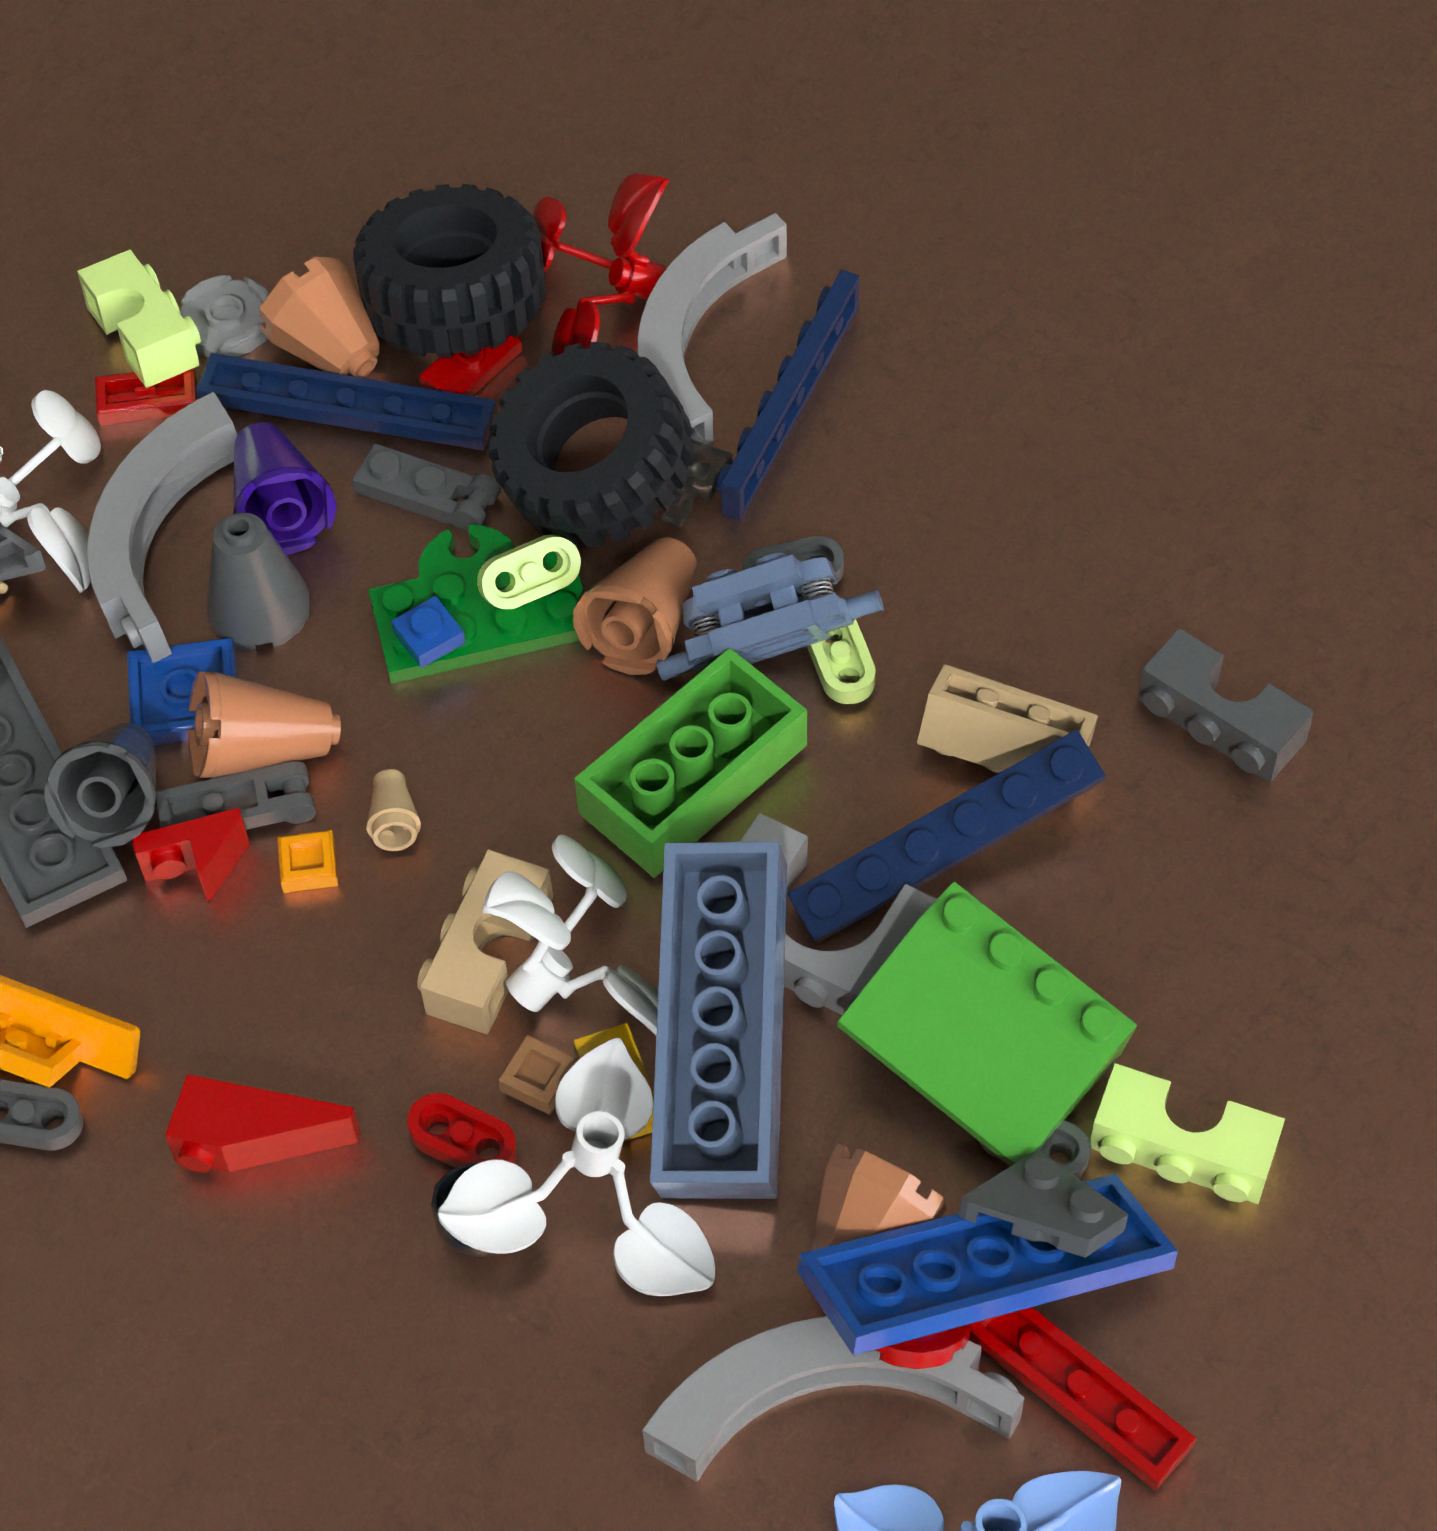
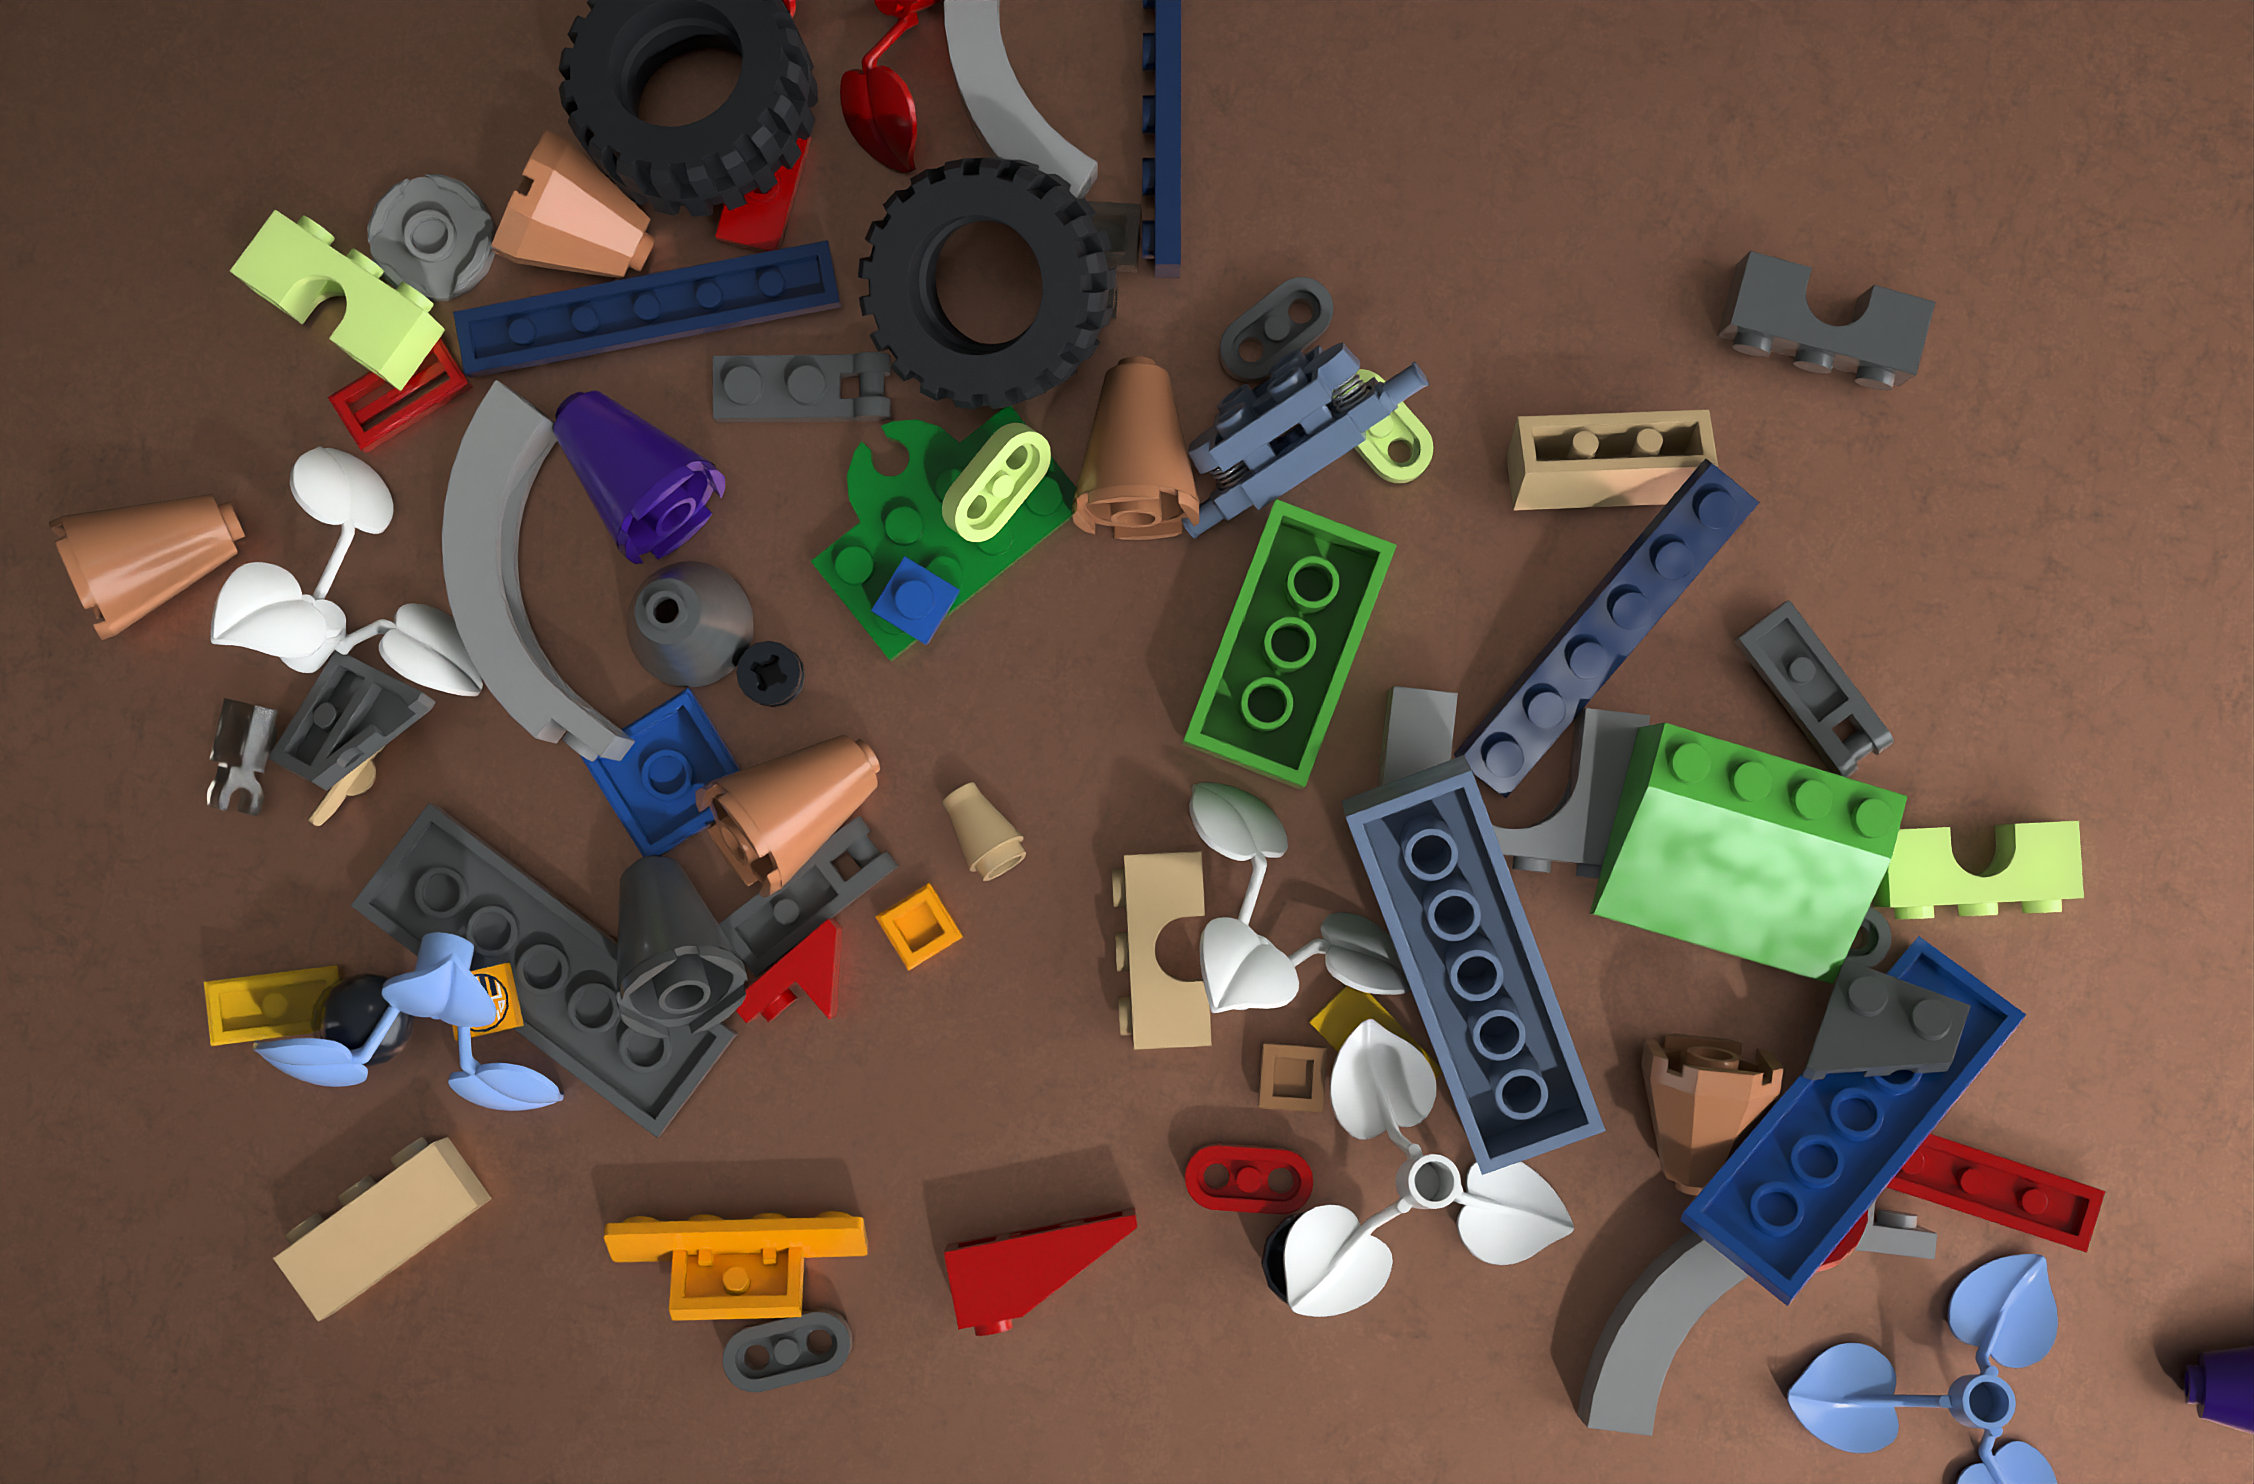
camera: 30 degrees left, 30 degrees up
(293, 663) = (781, 679): none -> black wheel
(1104, 948) = (1813, 688): none -> dark grey plate

